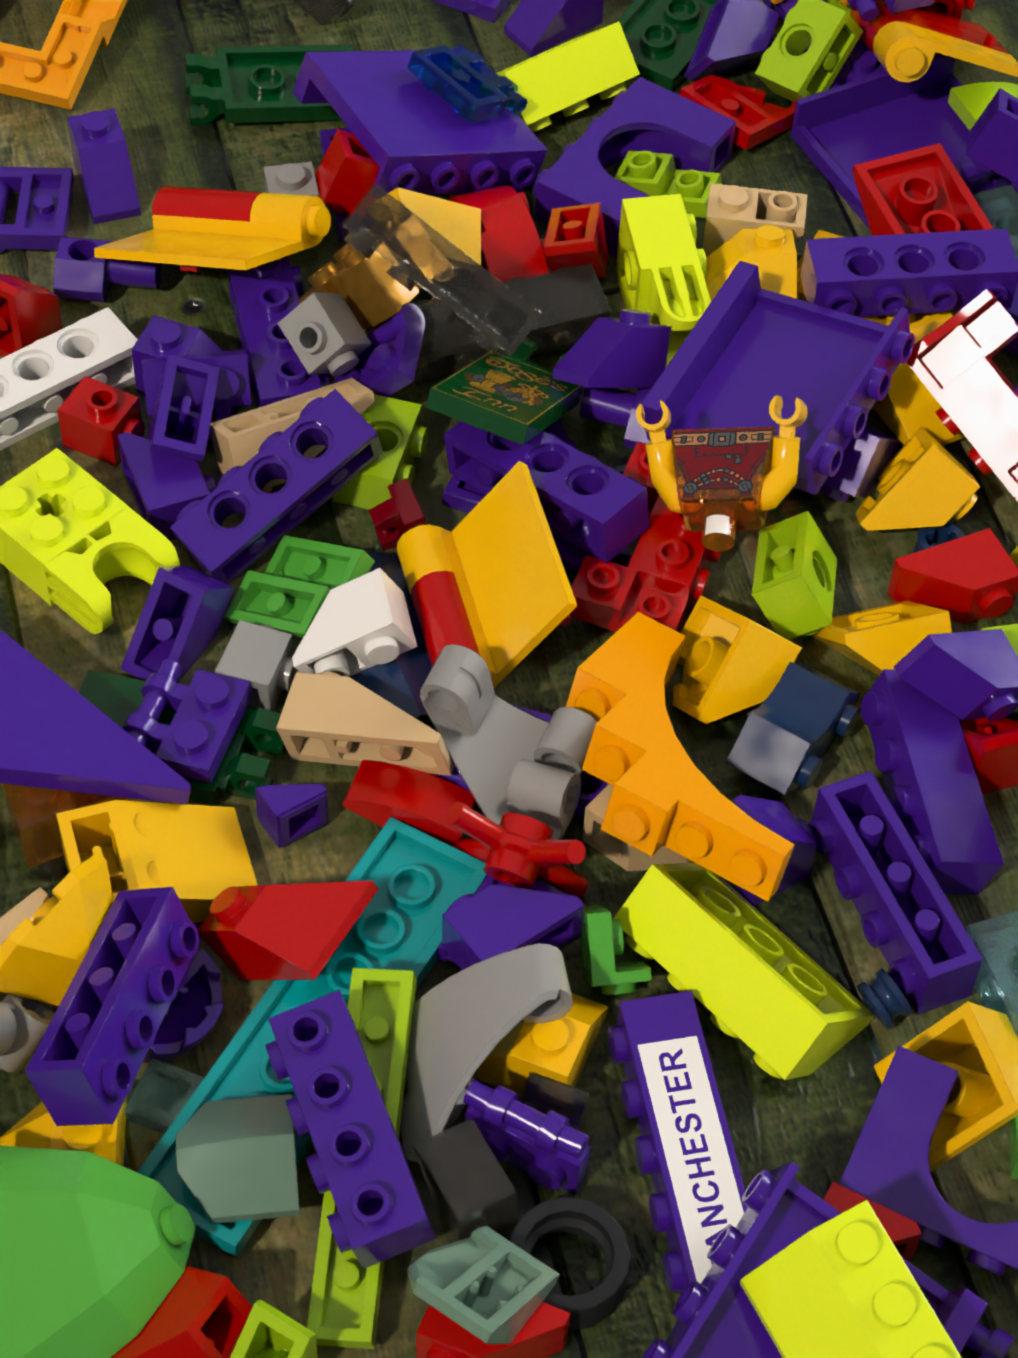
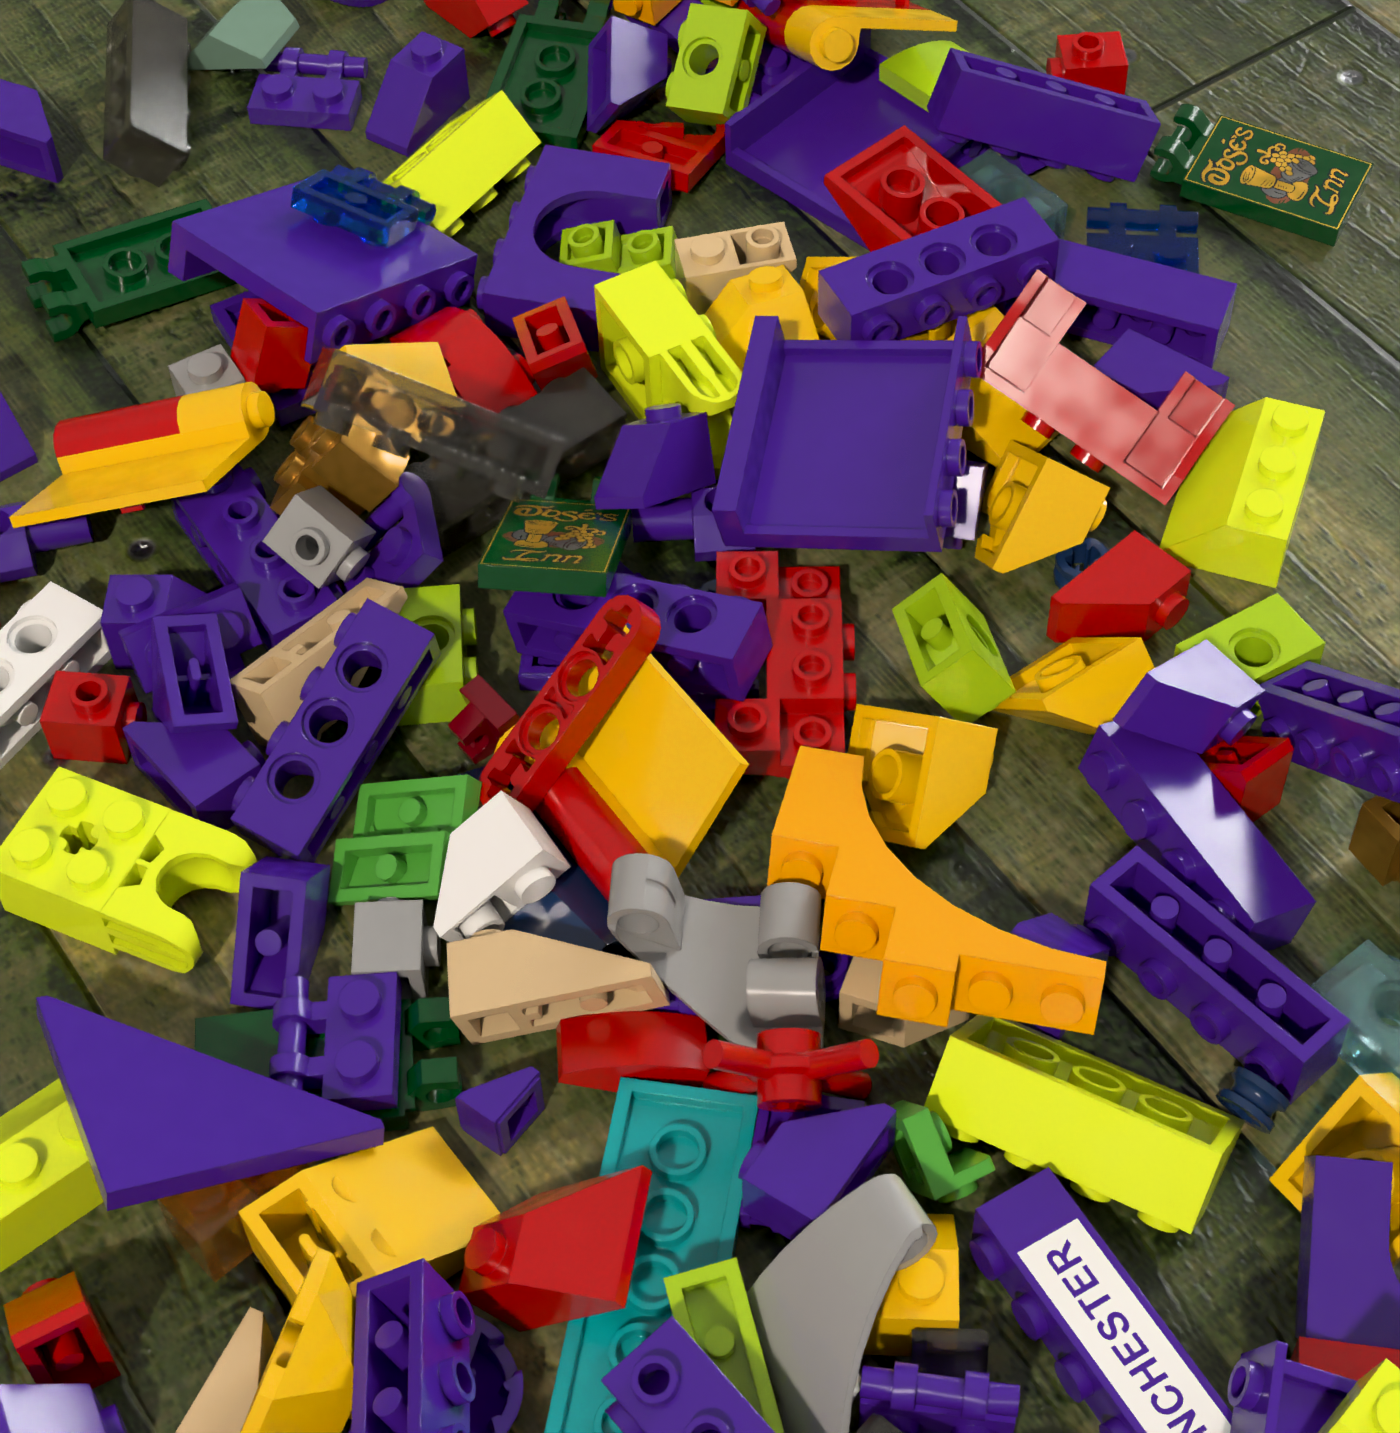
camera: 15 degrees left, 0 degrees up
(520, 470) = (561, 701): none -> red beam
(724, 475) = (840, 561): torso -> none
(795, 729) = (1022, 823): dark blue brick -> none

